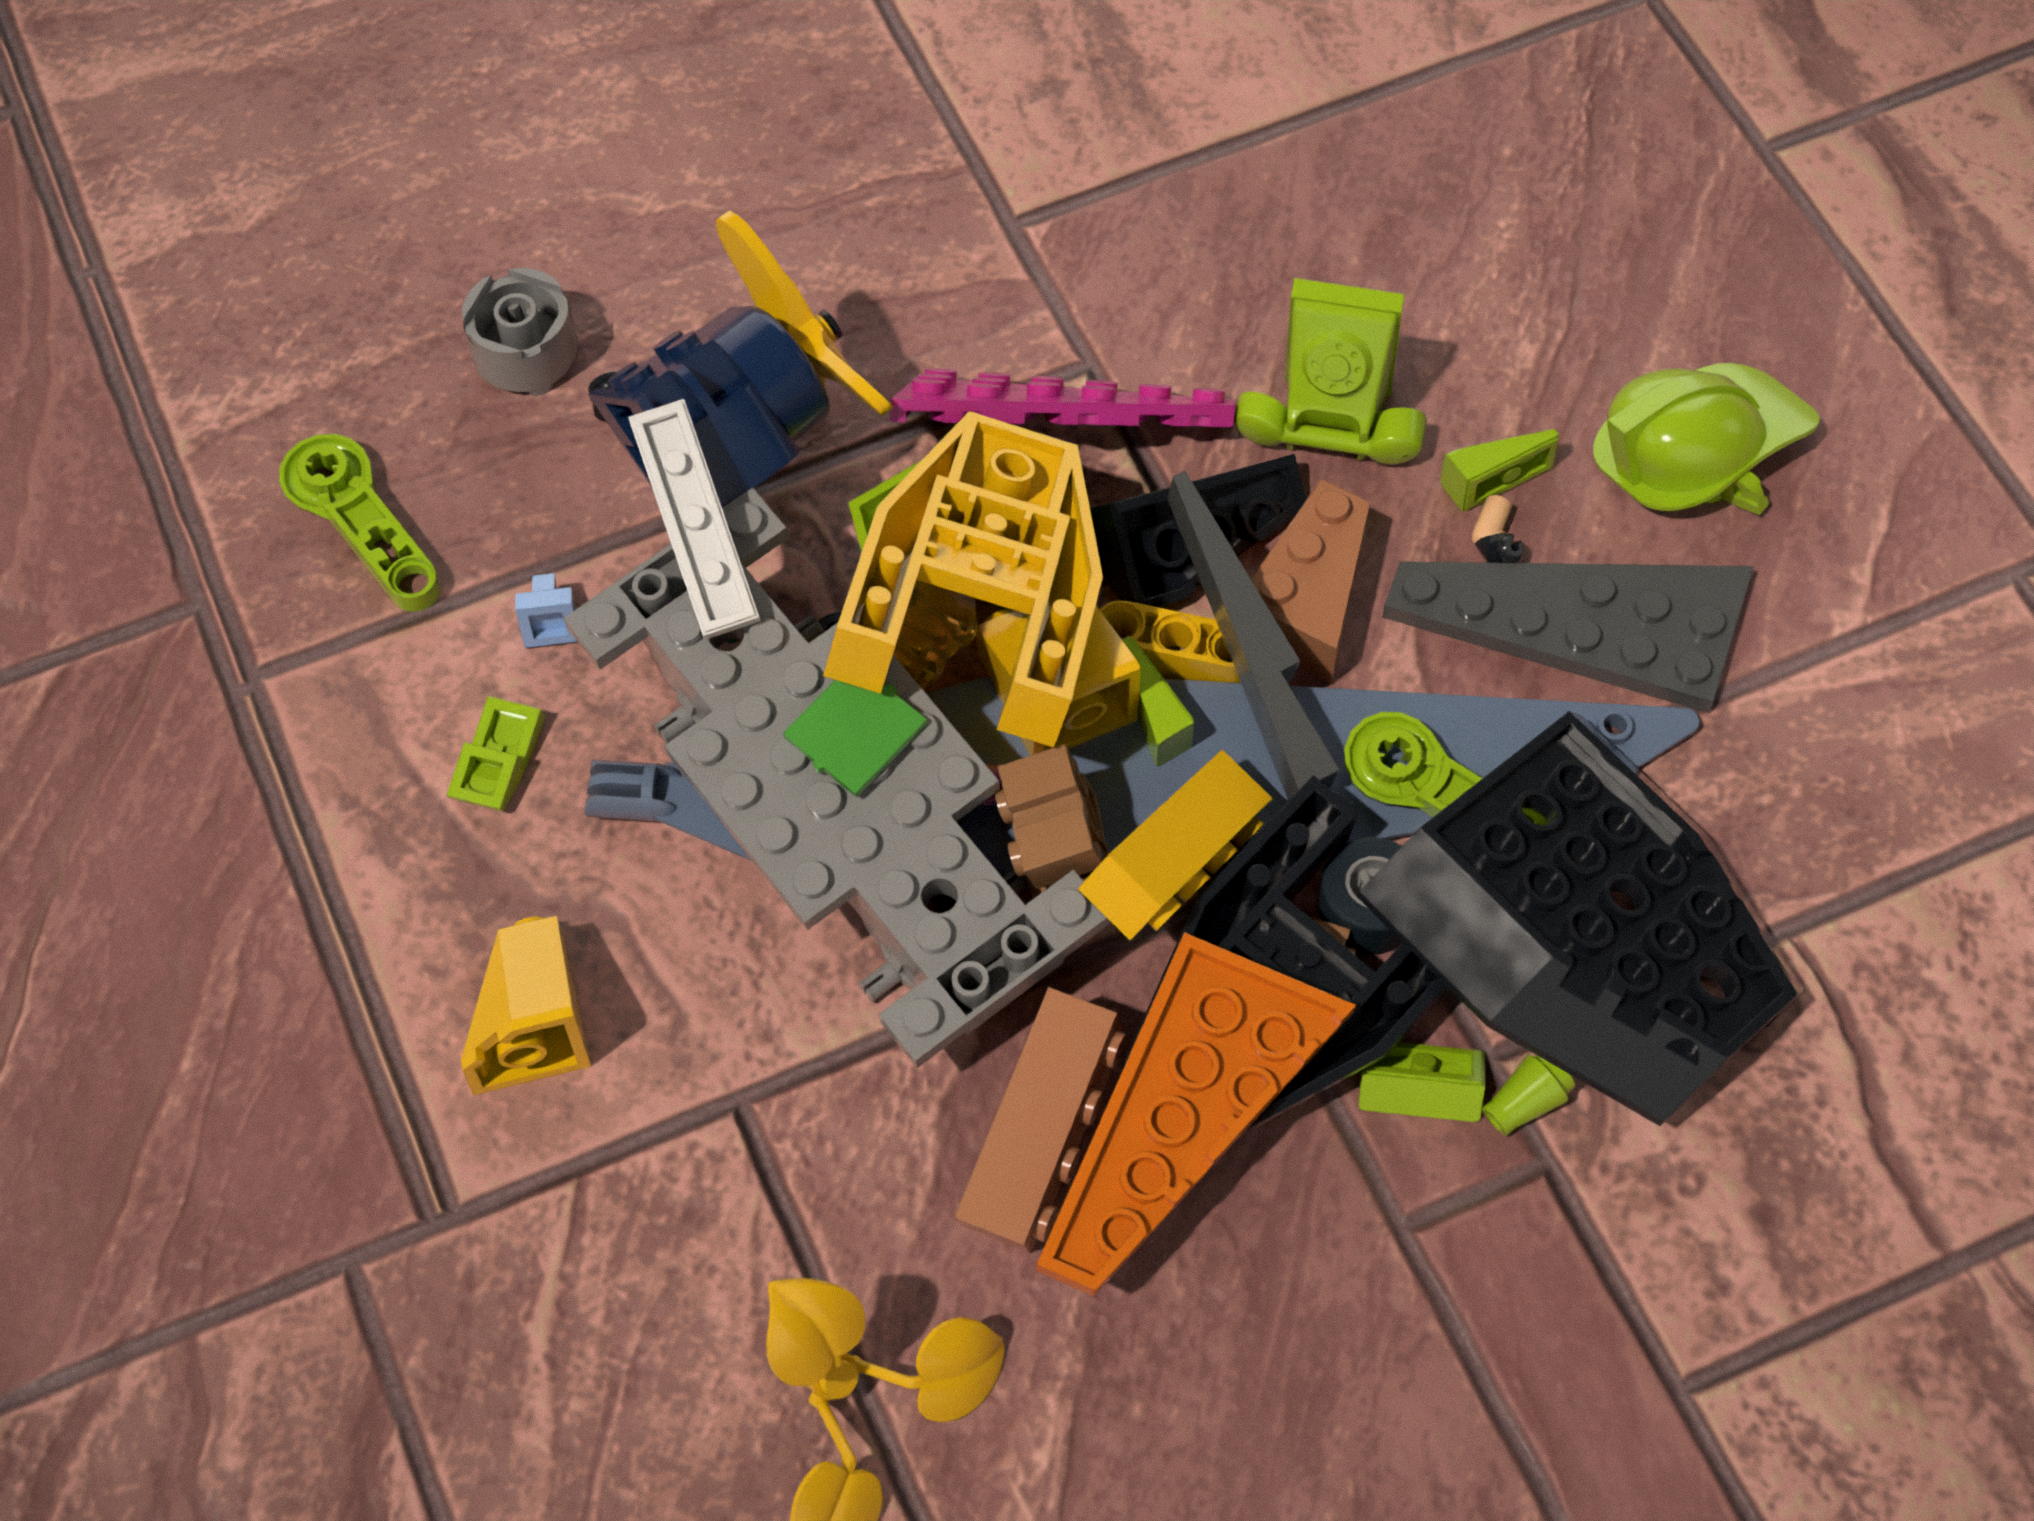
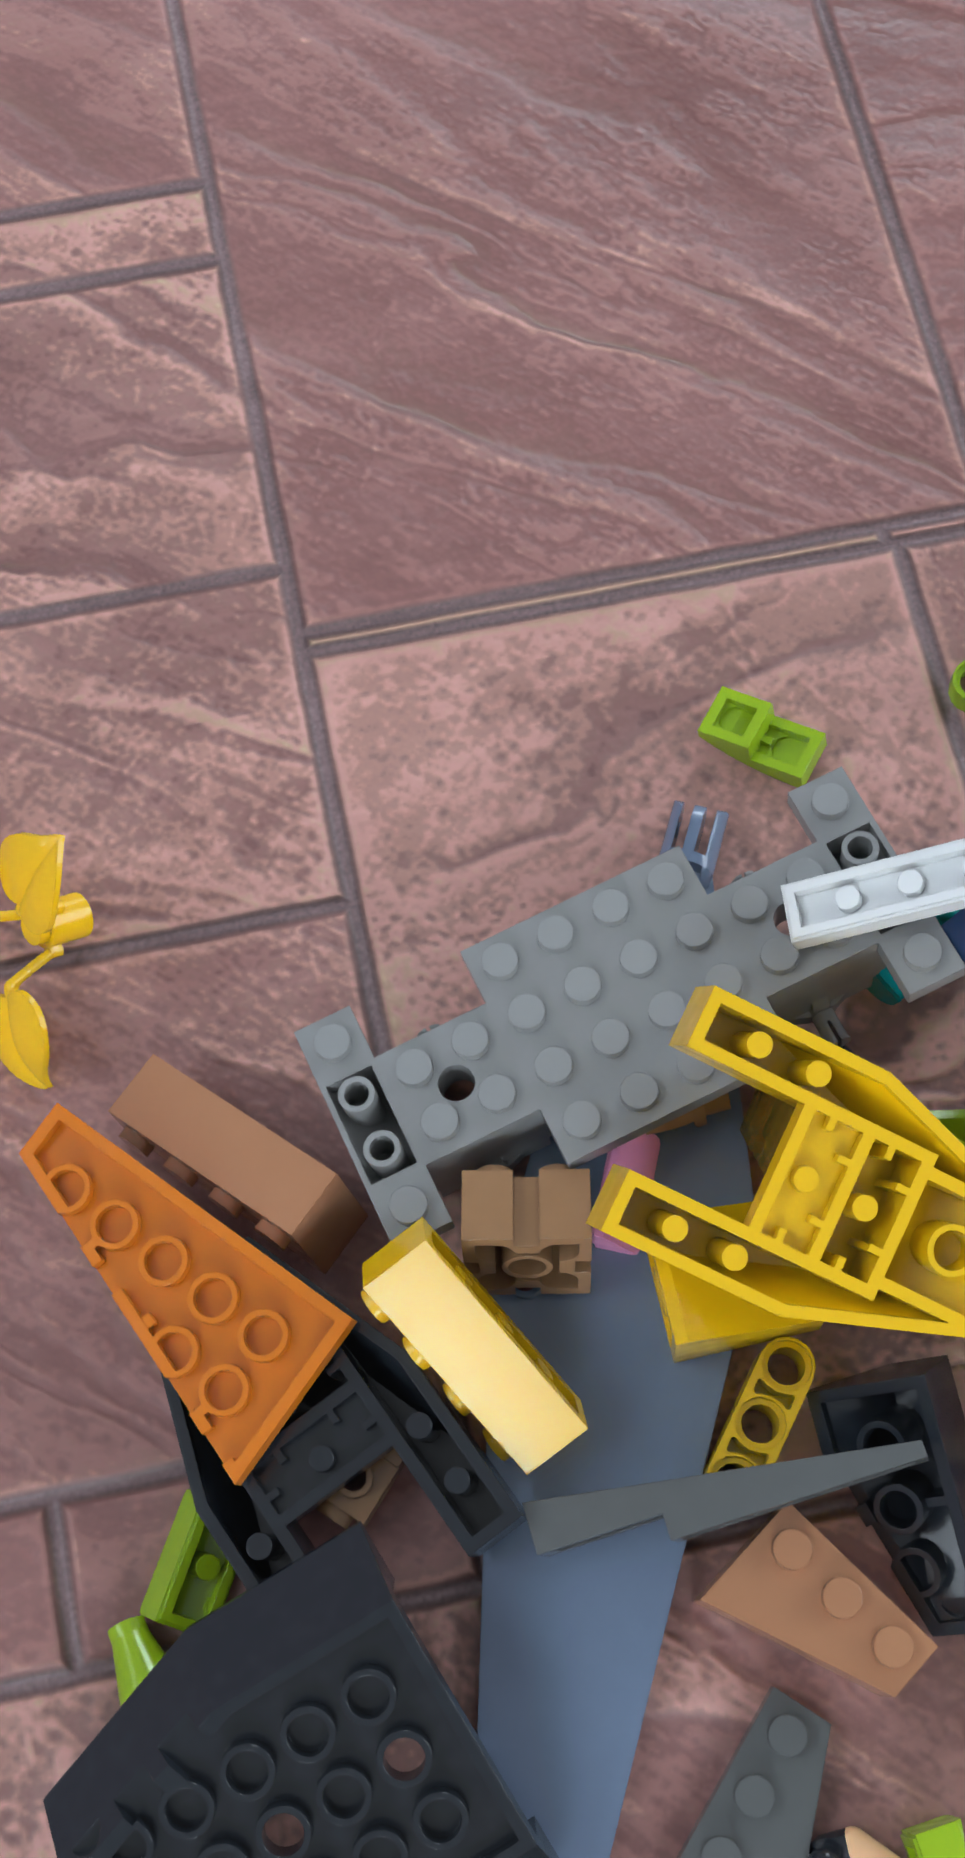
camera: 100 degrees right, 10 degrees up
(526, 1011) = (479, 727): yellow slope -> none
(542, 612) = (914, 797): light blue tile -> none
(854, 732) = (637, 1020): bright green piece -> none
(1161, 714) = (661, 1380): lime slope -> none
(1342, 880) = (415, 1538): black wheel -> none
(1427, 780) = (526, 1666): lime beam -> none

